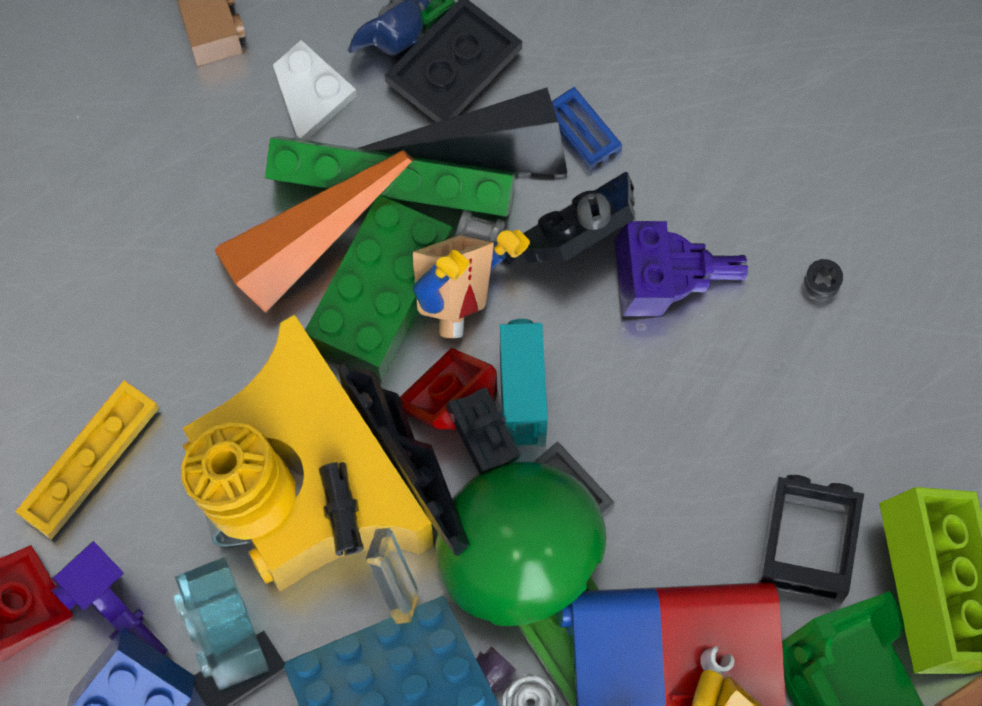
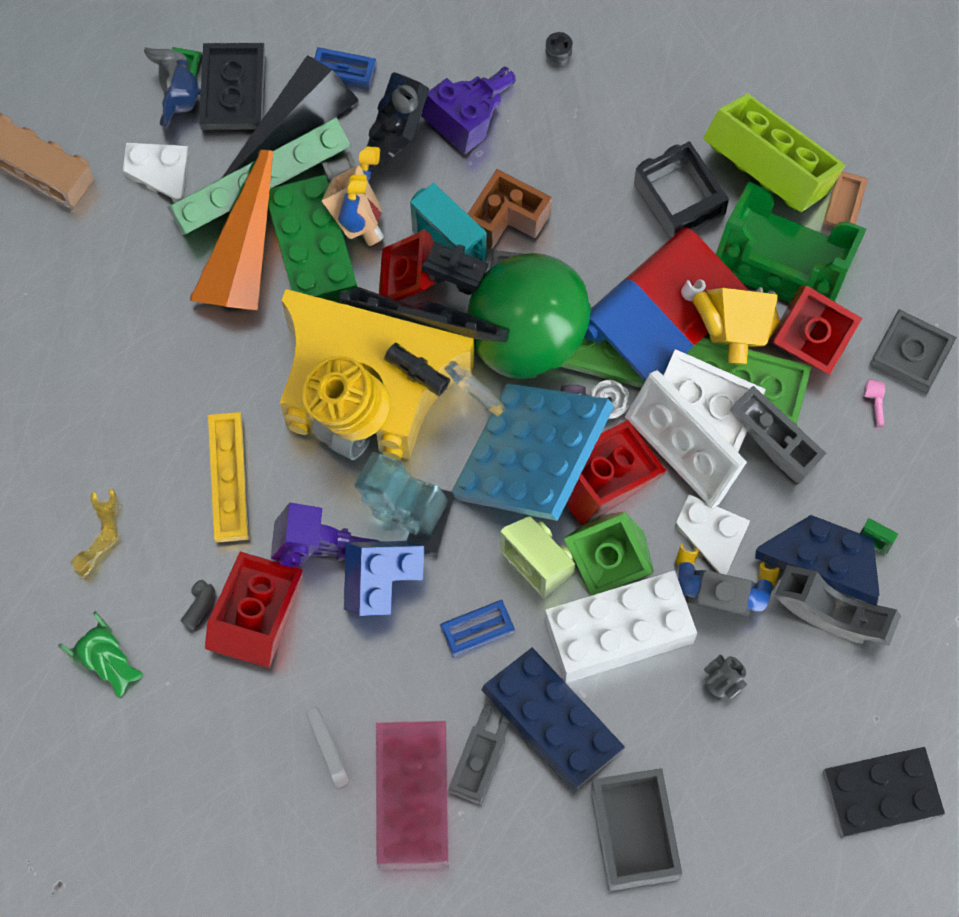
camera: 40 degrees left, 0 degrees up
(608, 401) = (510, 203): none -> dark orange brick

